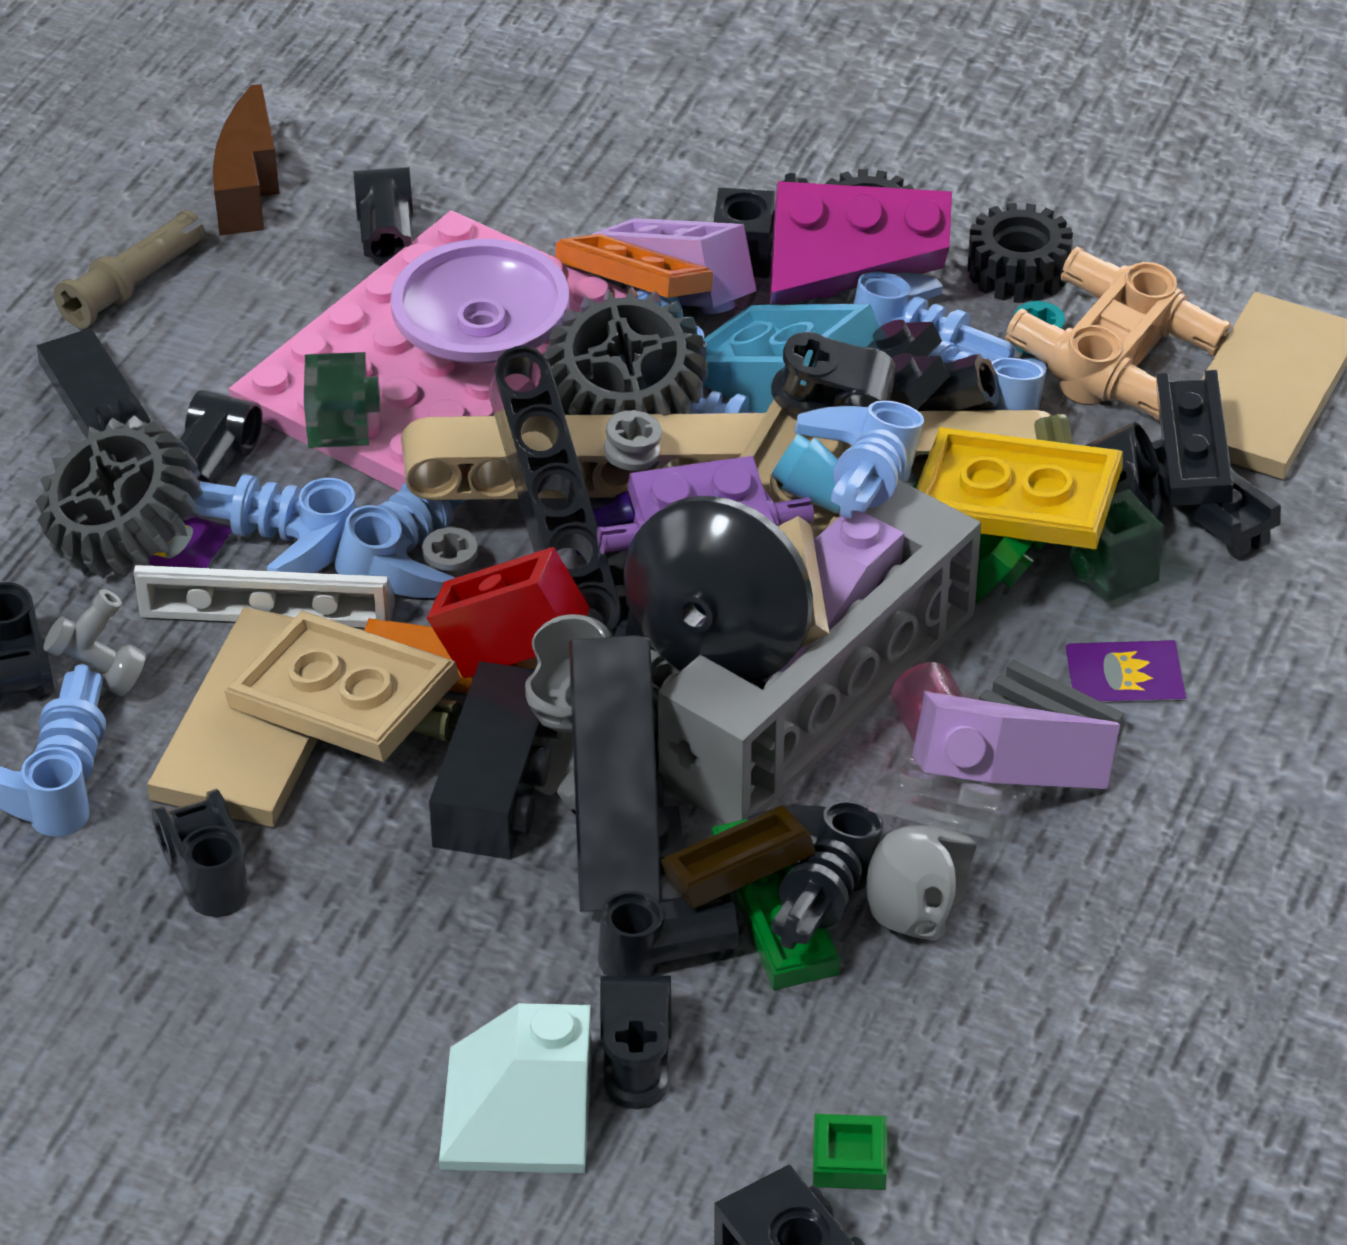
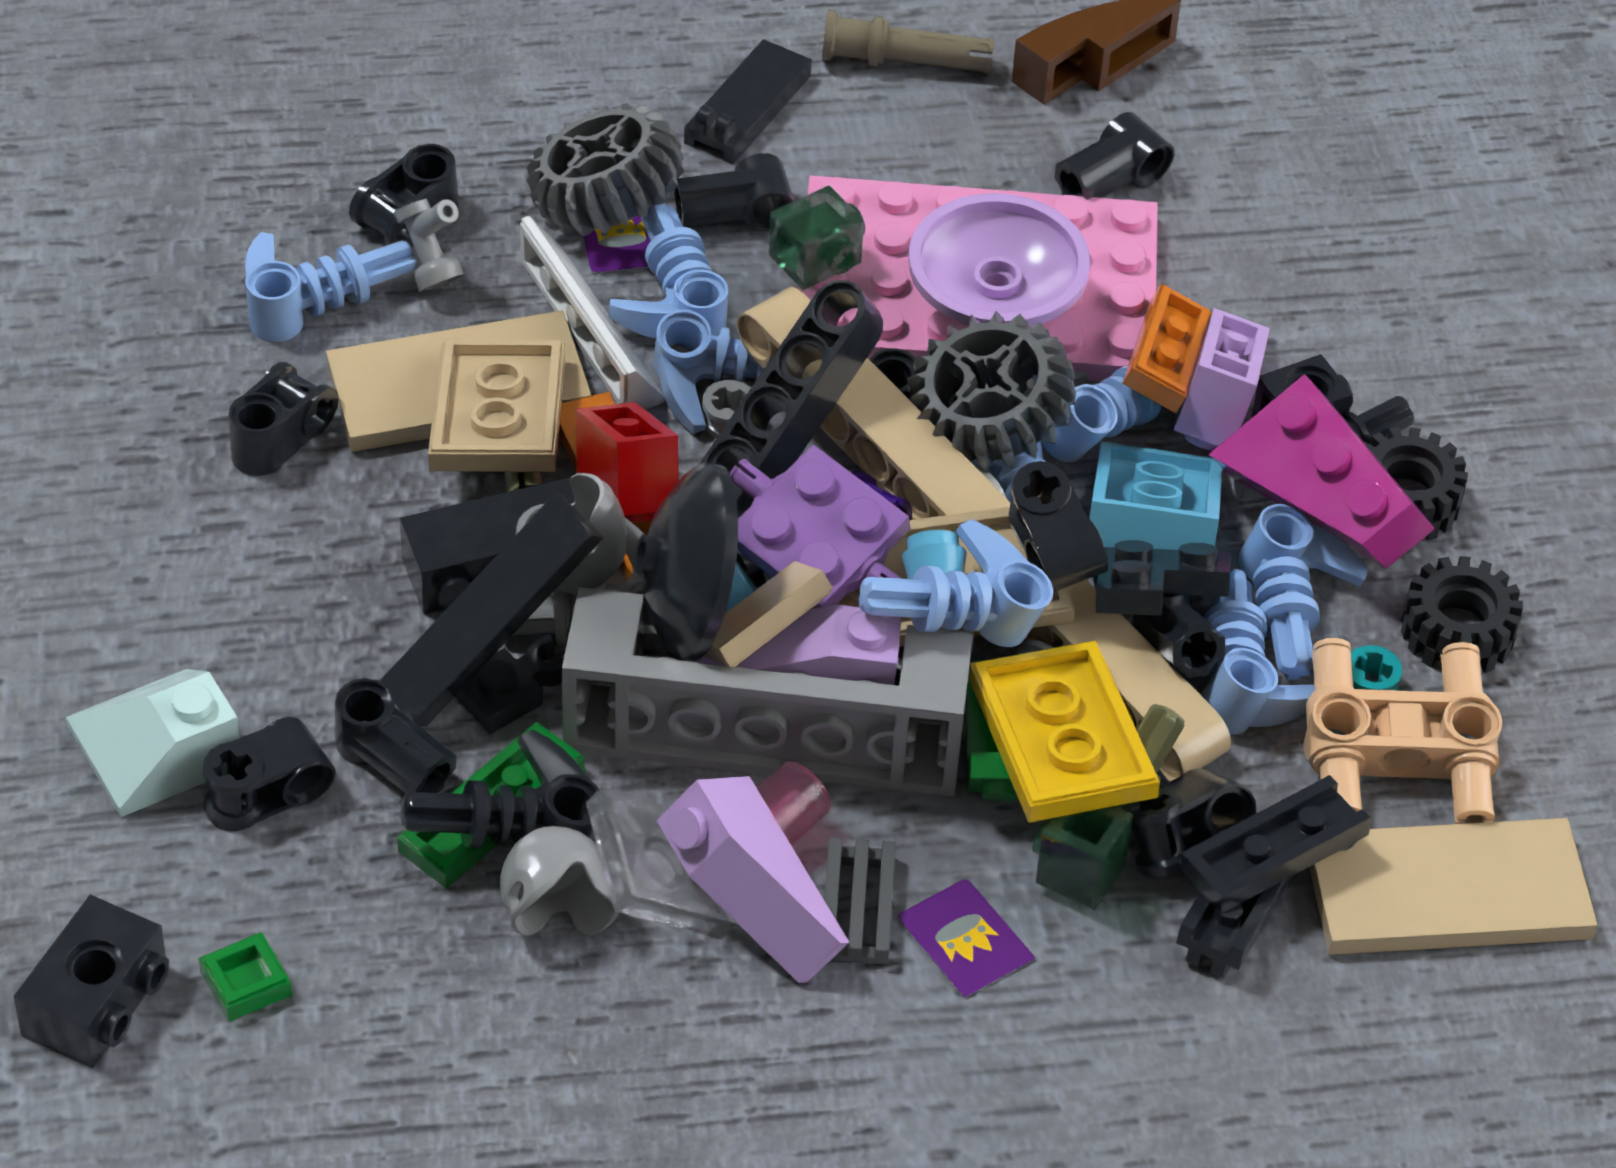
camera: 55 degrees right, 5 degrees up
(632, 440) = (899, 427): light grey bush -> none
(738, 856) = (473, 740): dark brown tile -> none

